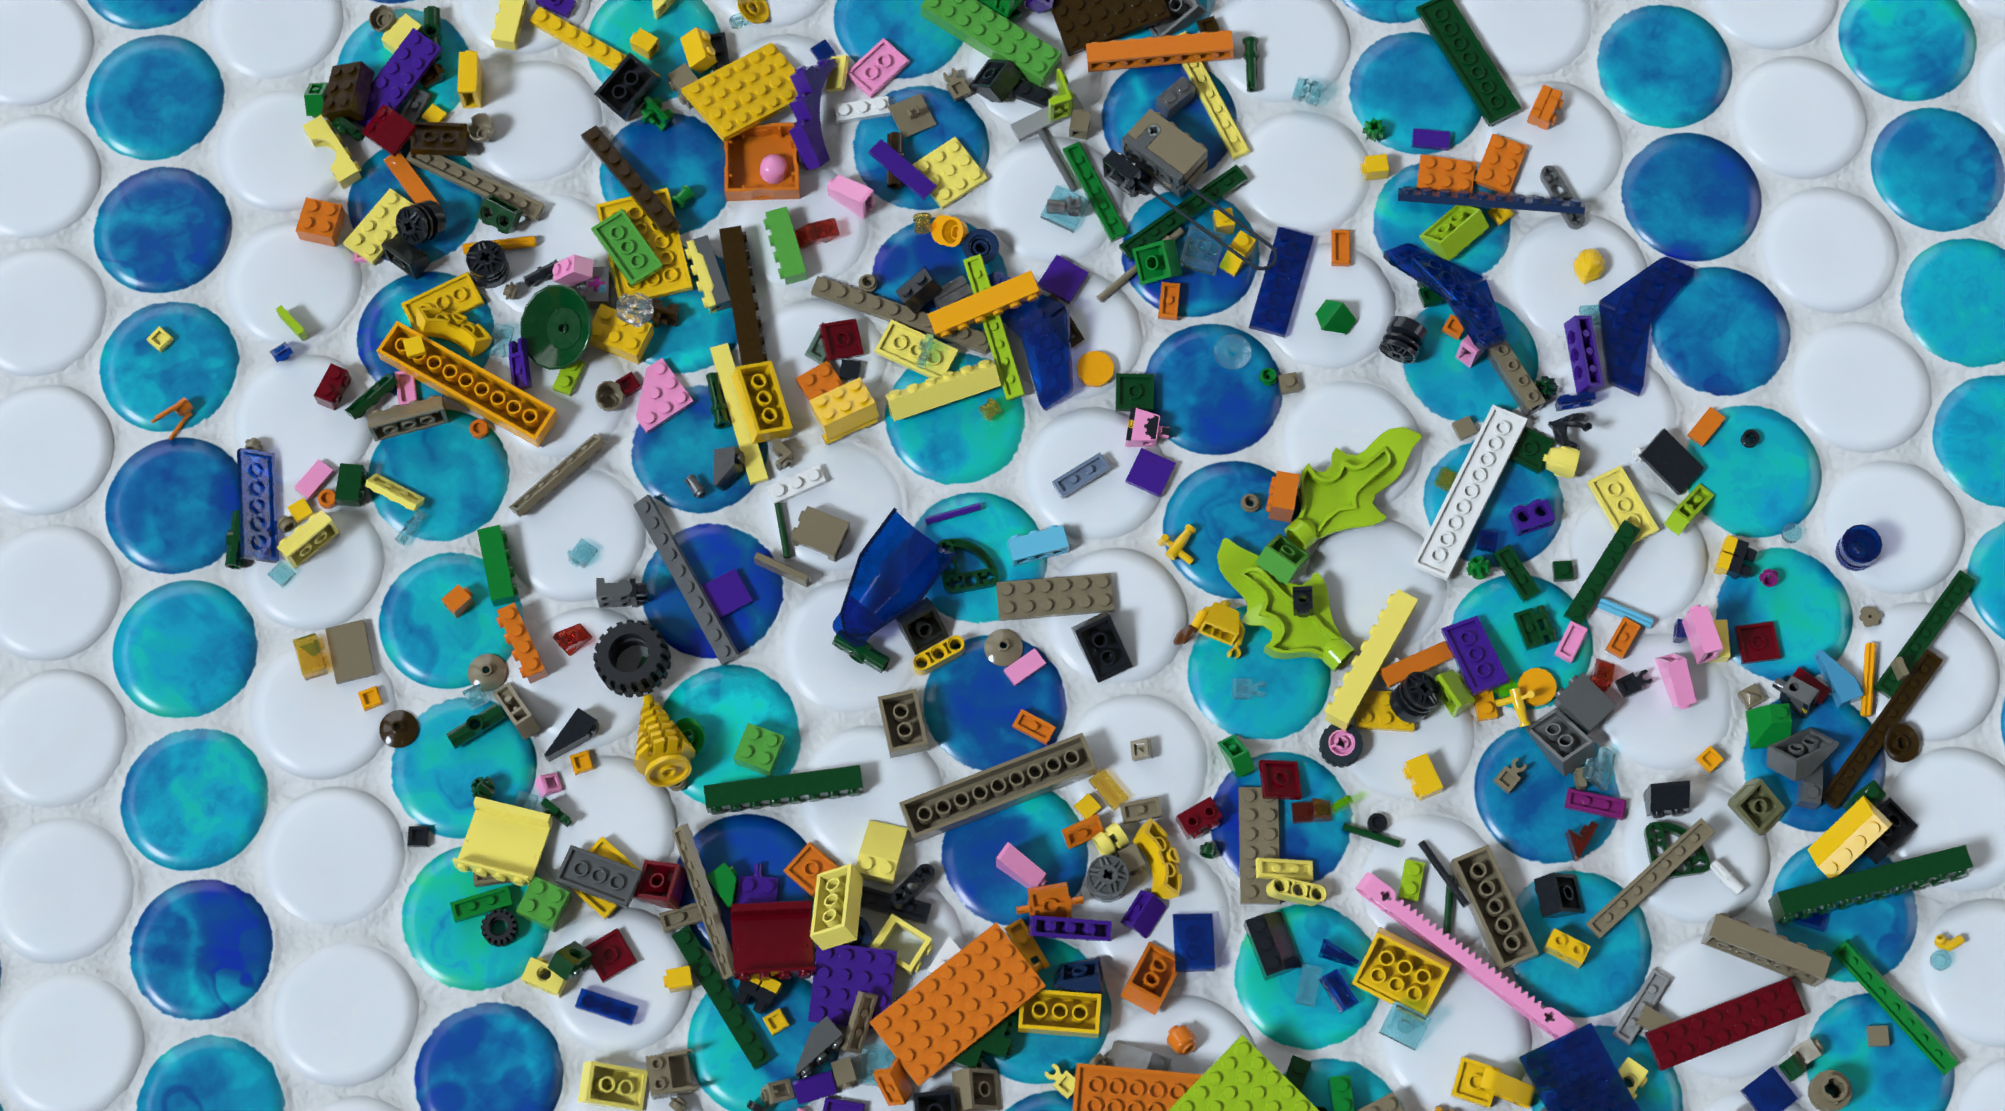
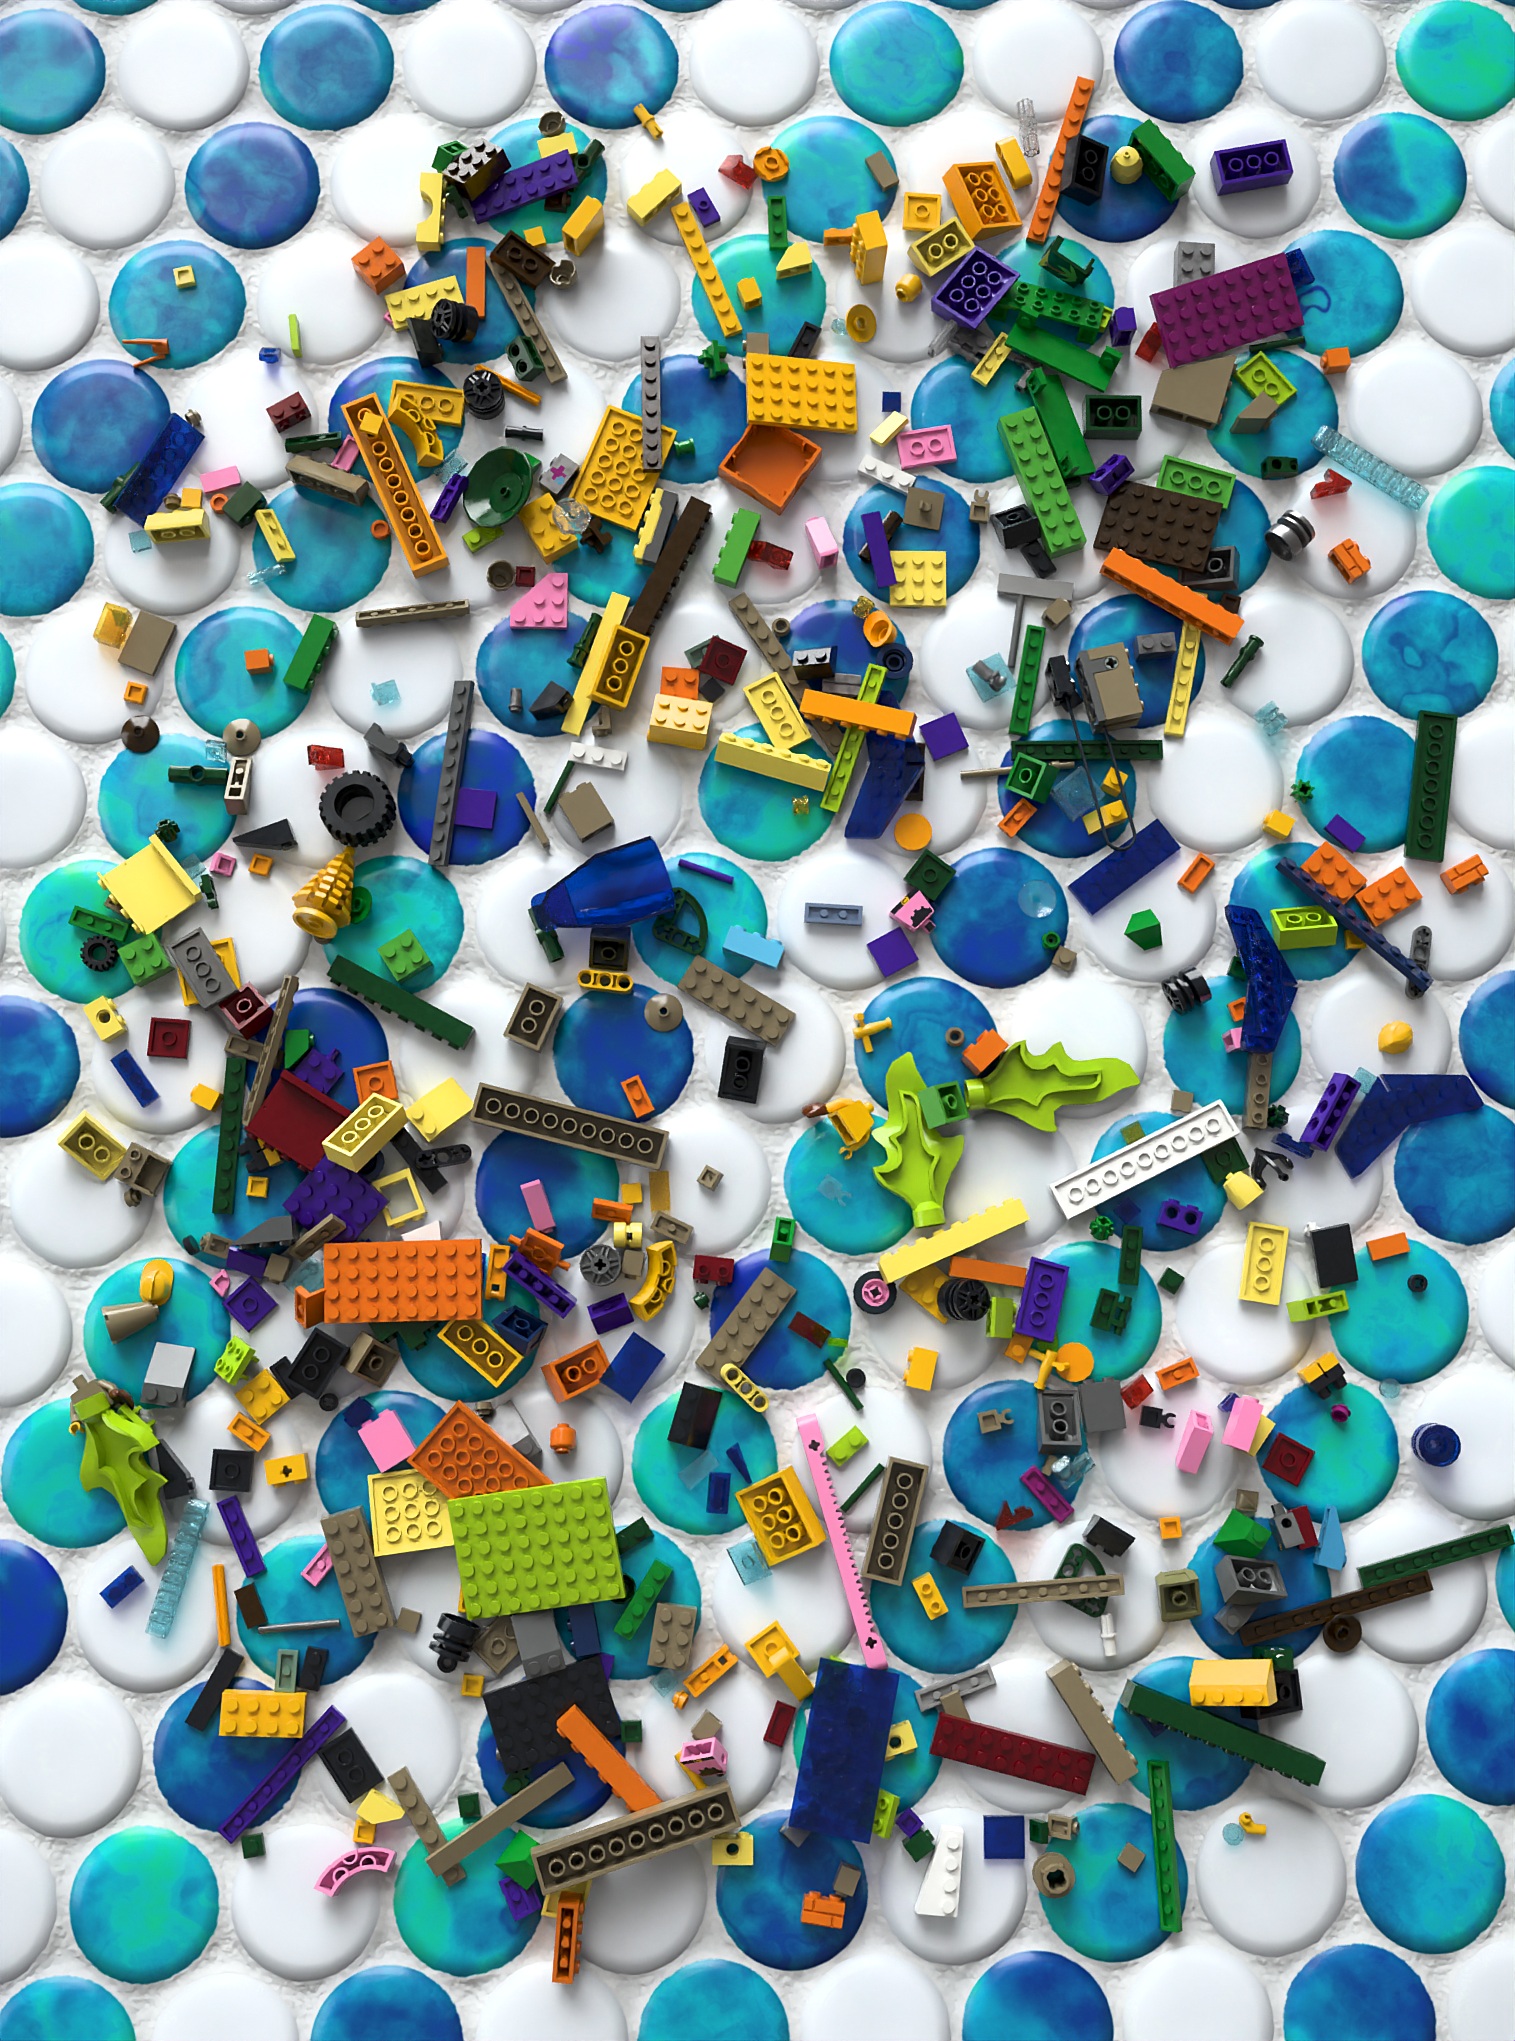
camera: 30 degrees right, 10 degrees up
(389, 130) = (486, 224): dark red slope -> none
(416, 105) = (518, 222): dark grey tile -> none
(418, 836) = (91, 833): black tile -> none
(509, 291) = (487, 430): dark tan plate -> none
(523, 646) = (283, 732): orange brick -> none
(571, 961) = (130, 1022): dark green brick -> none
(573, 270) = (546, 448): bright pink brick -> none
(627, 87) = (705, 321): black brick -> none
(627, 248) = (605, 459): bright green plate -> none
(698, 49) = (788, 329): yellow brick -> none
(773, 168) = (775, 475): bright pink hair -> none
(806, 108) = (823, 461): dark purple arch -> none
(925, 347) = (785, 715): clear light blue plate -> none
(1024, 667) = (668, 1041): bright pink tile -> none
(1062, 104) = (1050, 586): lime bracket -> none
(1064, 1082) = (444, 1402): light yellow plate -> none
(1280, 779) = (802, 1285): dark red tile -> none
(1294, 869) = (749, 1362): light yellow tile -> none
(1302, 593) = (930, 1161): black brick -> none
(1444, 874) = (876, 1460): black bar -> none
(1570, 641) = (1131, 1345): bright pink tile -> none
(1602, 572) = (1202, 1306): dark green plate -> none
(1623, 611) = (1196, 1354): medium azure axle -> none
(1868, 679) = (1357, 1558): light orange axle -> none
(1875, 616) = (1405, 1506): dark tan plant -> none
(1899, 668) = (1389, 1572): dark tan tile -> none

